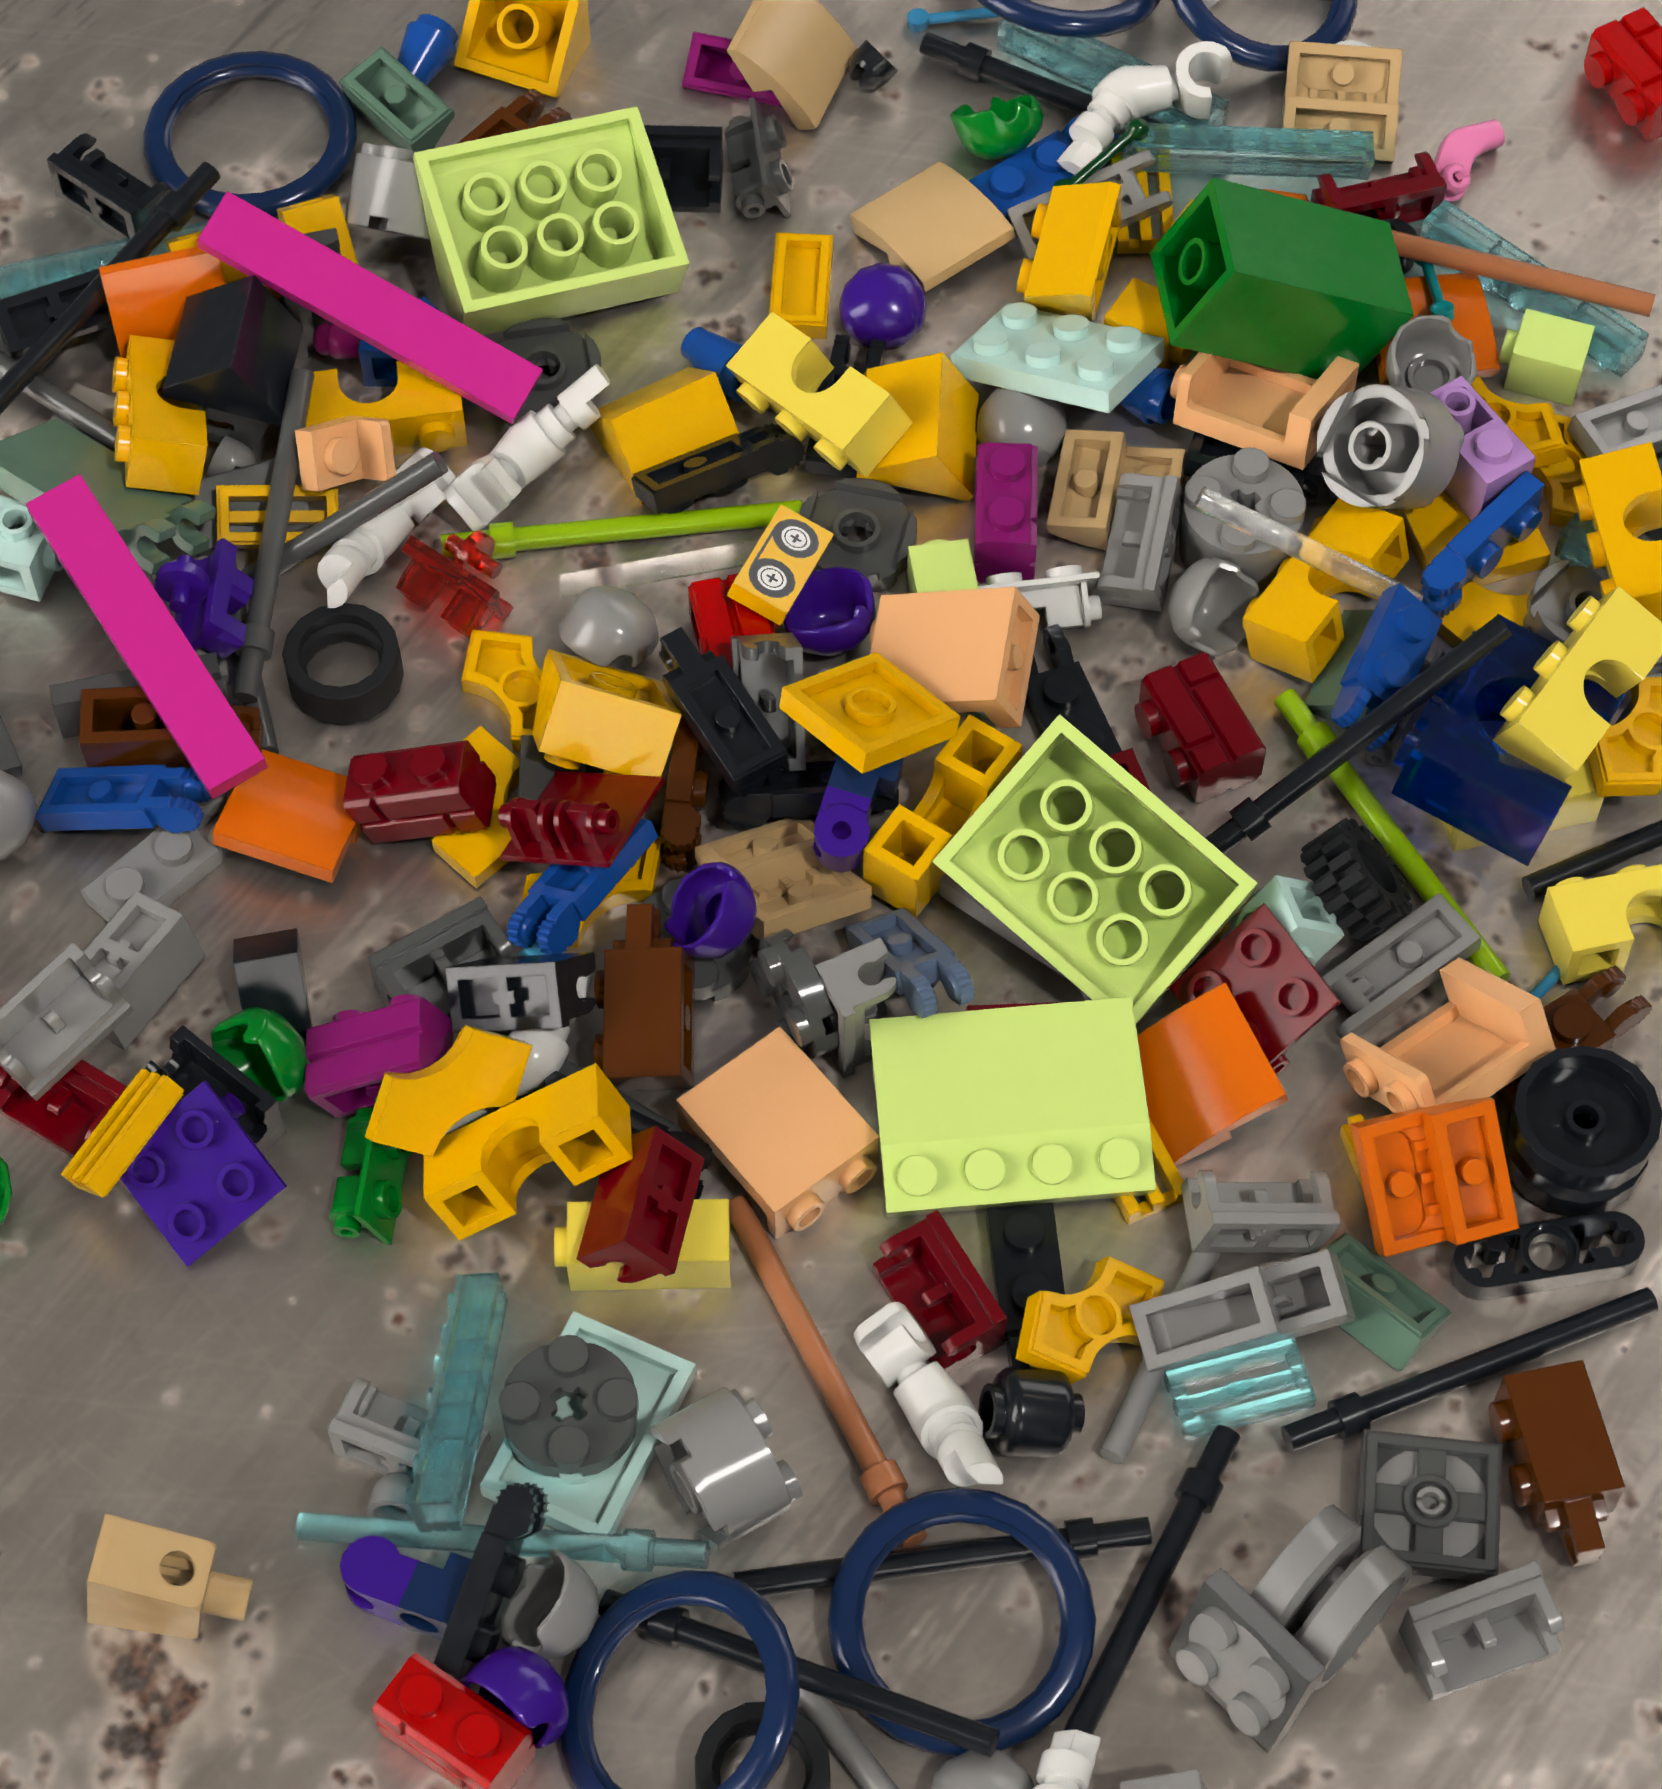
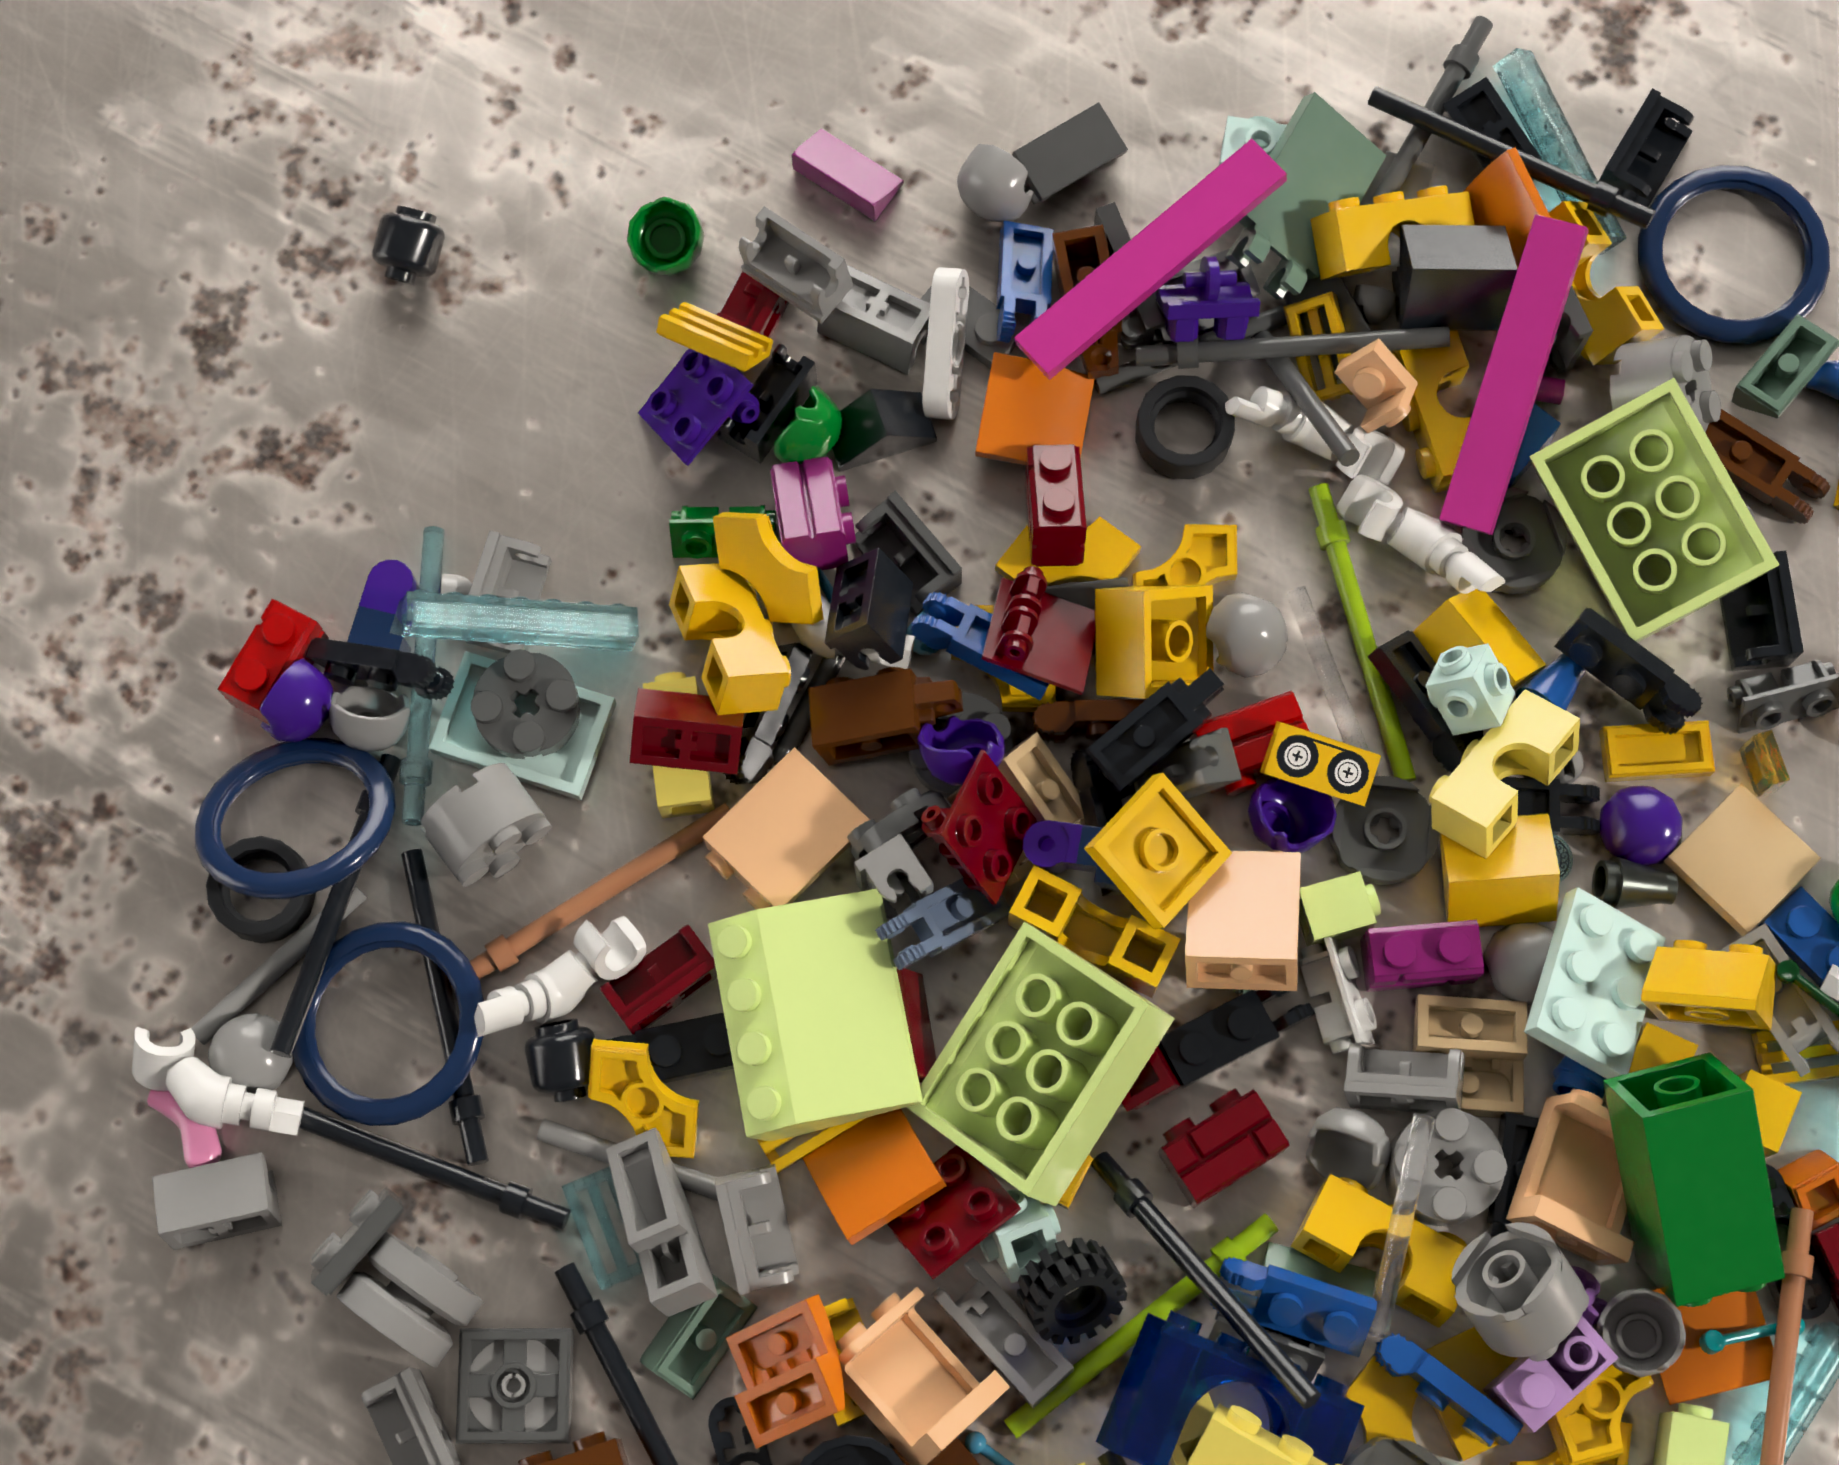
camera: 85 degrees right, 15 degrees up
(137, 1575) = (365, 416): tan torso -> none
(186, 886) = (945, 343): none -> white beam
(431, 571) = (1285, 506): clear red hips -> none
(715, 279) = (1630, 671): none -> black hinge
(720, 408) = (1470, 689): none -> light aqua brick
(825, 903) = (982, 828): none -> dark red hinge
(832, 188) = (1764, 763): none -> clear yellow tile
(947, 319) = (1632, 884): none -> pearl dark grey cone

